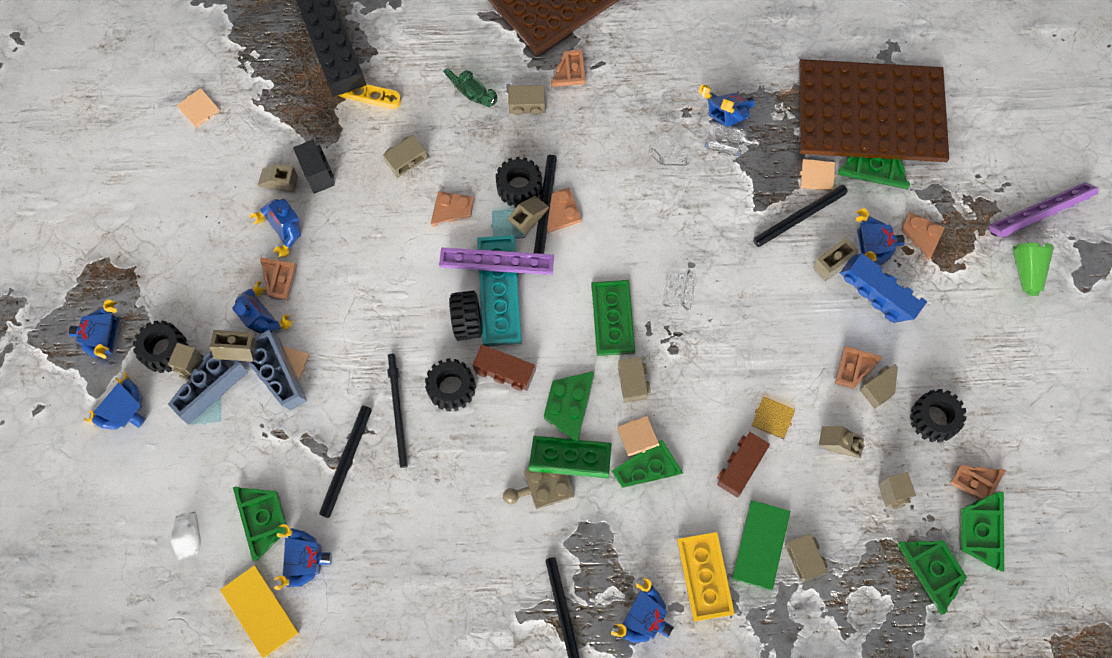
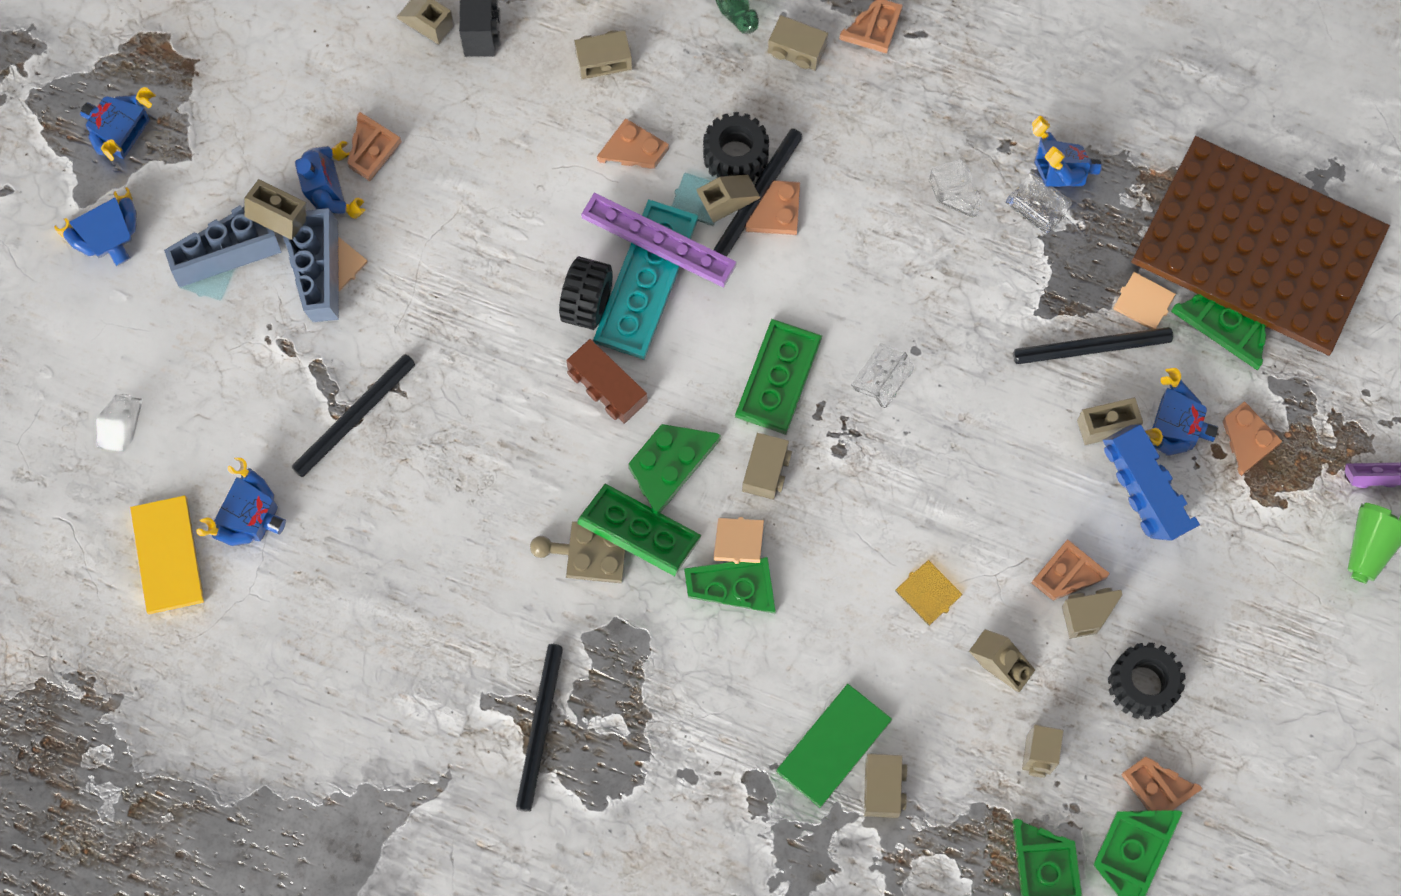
camera: 20 degrees right, 0 degrees up
(150, 337) = (181, 156): black tyre -> none
(185, 360) = (208, 203): dark tan brick -> none
(260, 516) = (218, 438): green wing -> none
(284, 222) = (408, 77): blue torso -> none
(393, 374) = (462, 332): black bar -> none
(446, 370) = (521, 354): black tyre -> none
(645, 616) = (641, 767): blue torso -> none
(705, 577) = (741, 753): yellow plate -> none
(742, 464) = (858, 633): copper brick -> none

